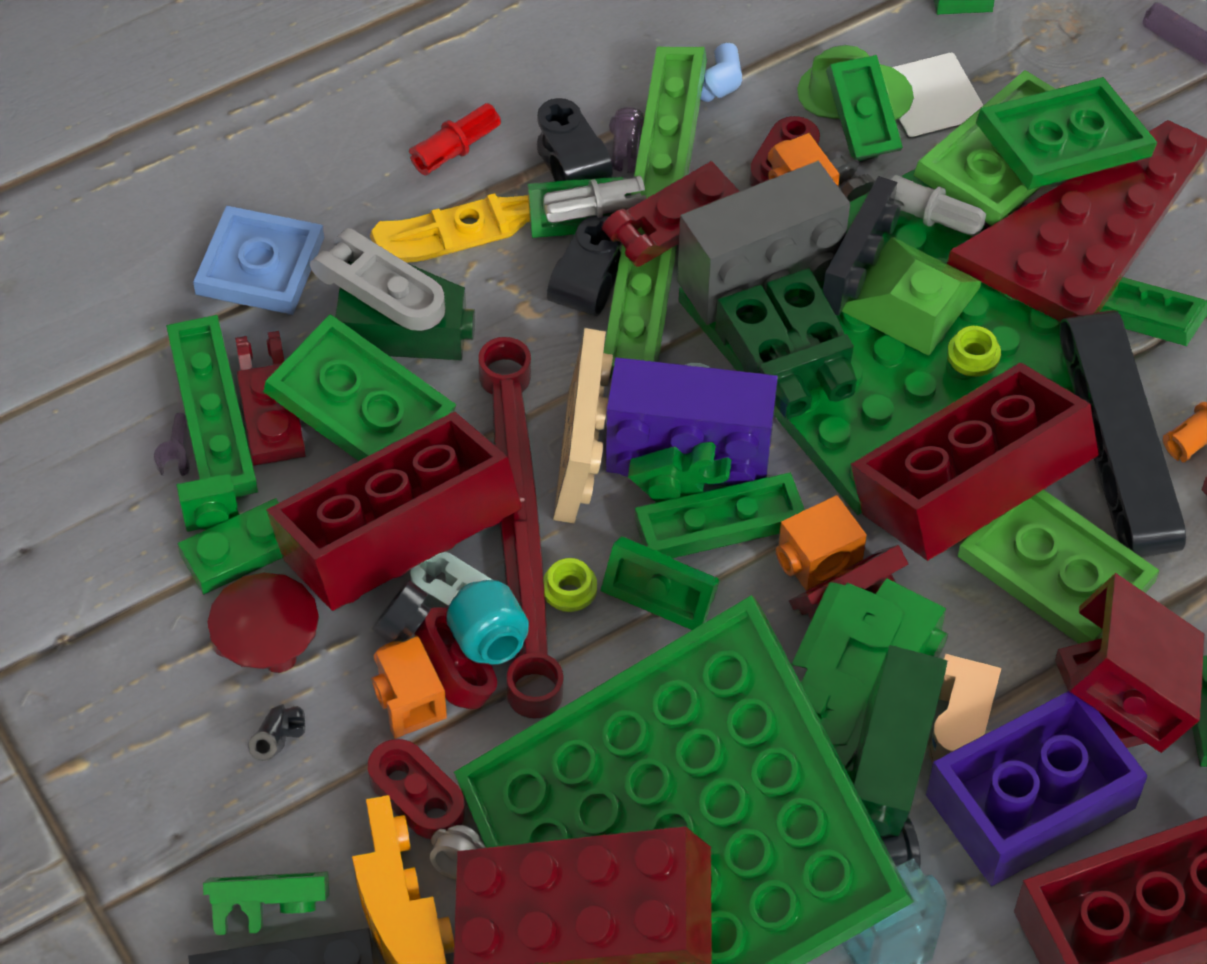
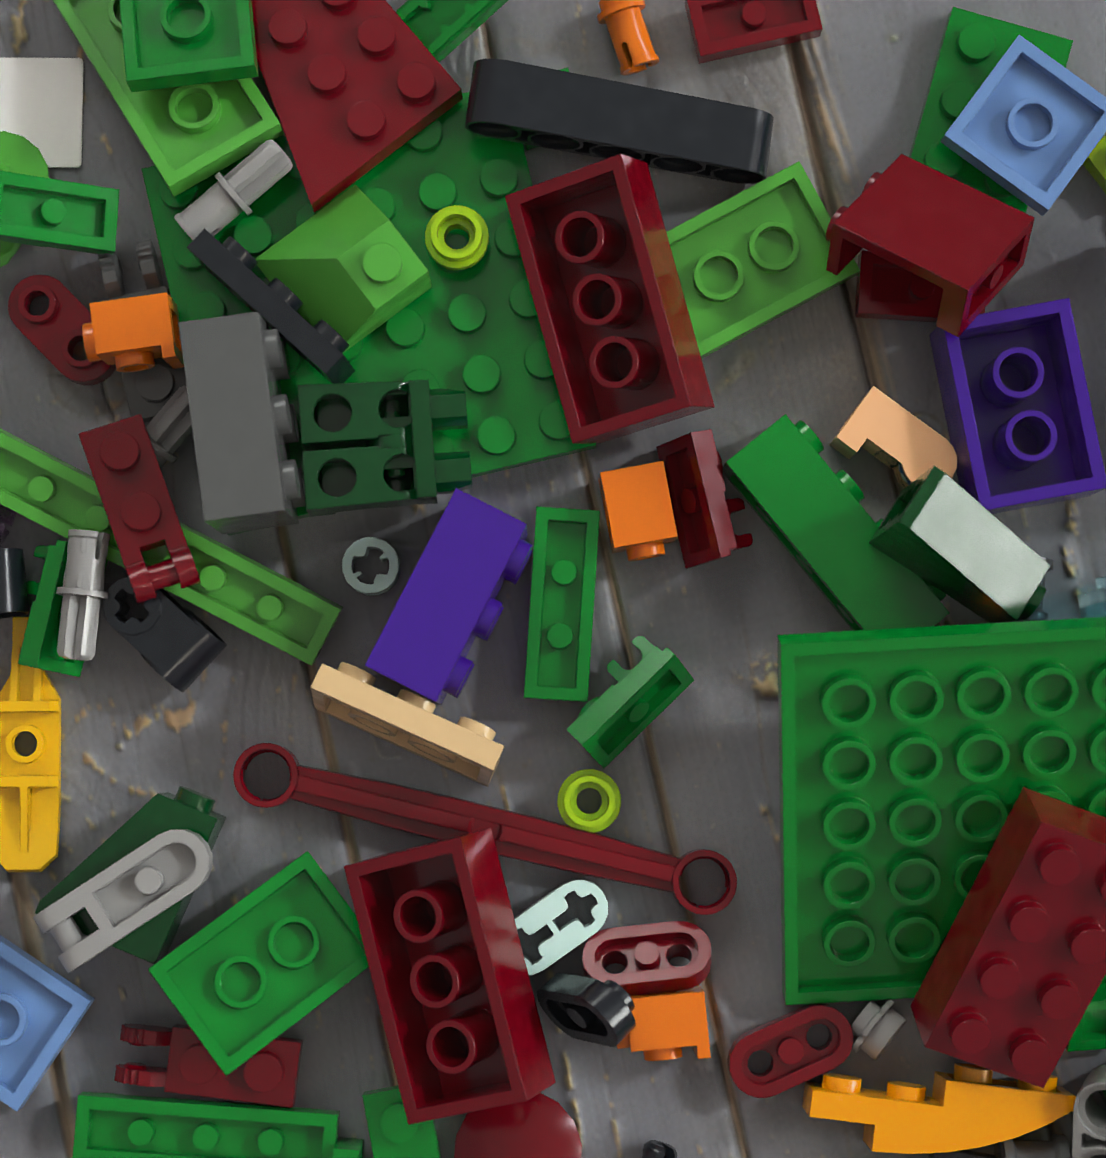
camera: 75 degrees left, 30 degrees up
(487, 622) = (632, 916): teal head -> none
(674, 475) = (502, 645): green plate -> none
(839, 616) = (852, 582): green piece -> none

